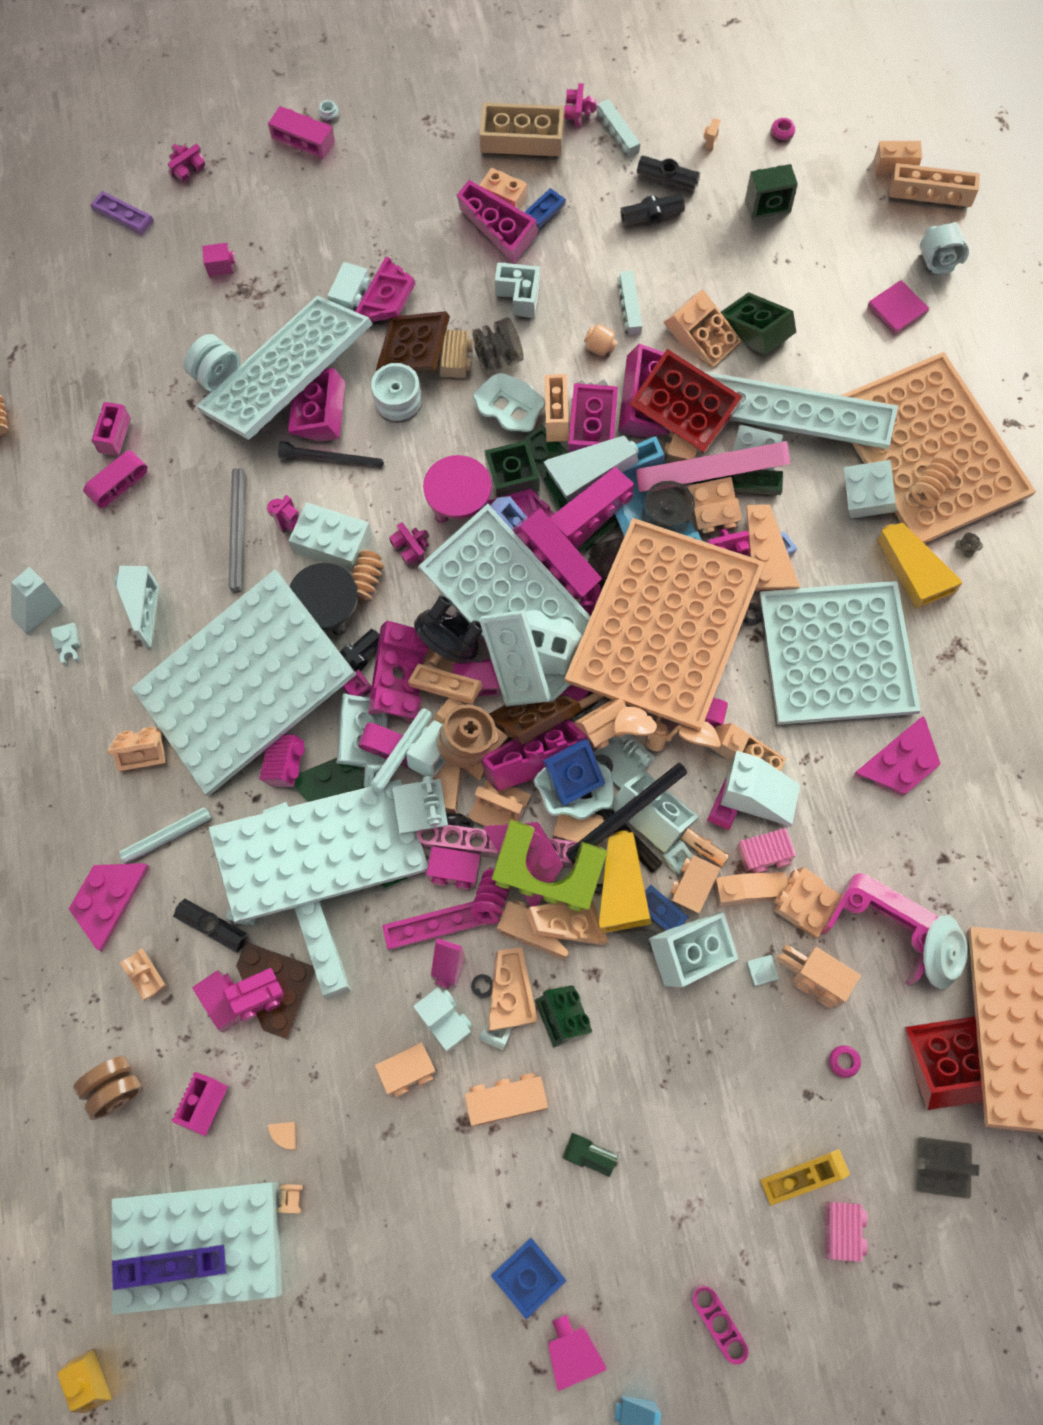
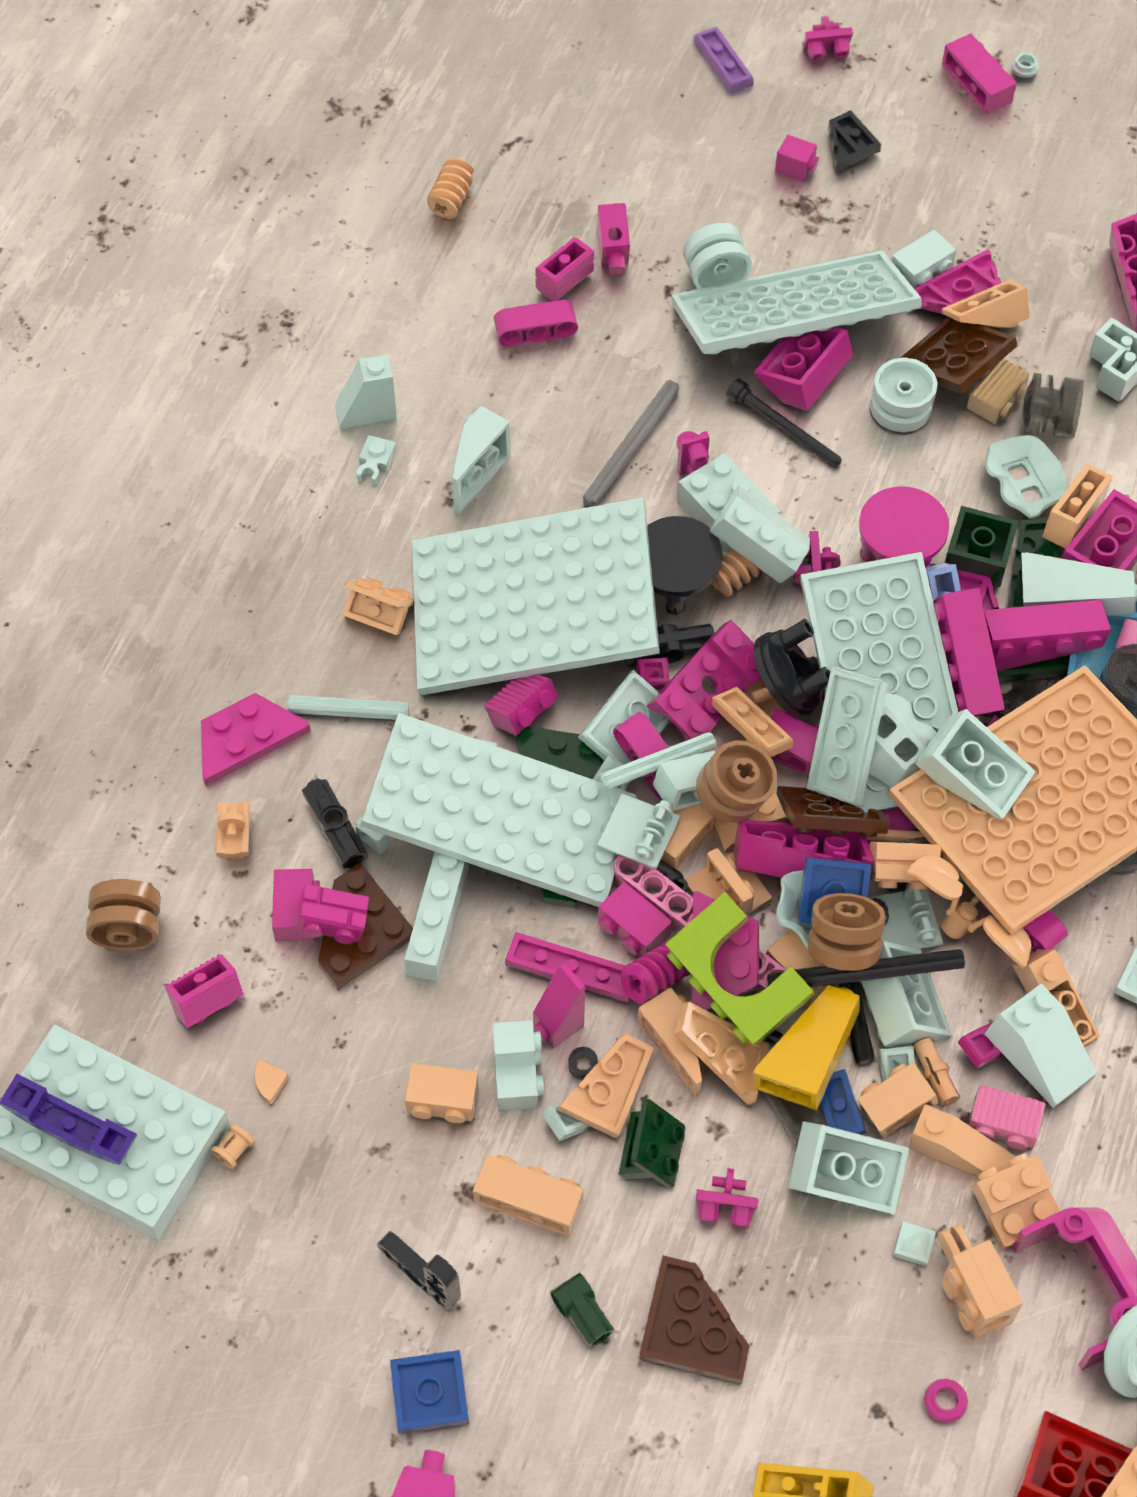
camera: 30 degrees right, 10 degrees down
(130, 386) = (613, 237): none -> dark pink torso
(246, 226) = (851, 140): none -> black wing
(369, 548) = (761, 535): none -> light aqua slope
(418, 295) = (997, 306): none -> light nougat slope
(469, 1201) = (435, 1278): none -> black beam
(601, 796) = (846, 931): none -> medium nougat wheel
(609, 630) = (975, 764): none -> light aqua slope
(643, 1016) = (742, 1205): none -> dark pink hips
(663, 1118) = (691, 1325): none -> reddish brown plate

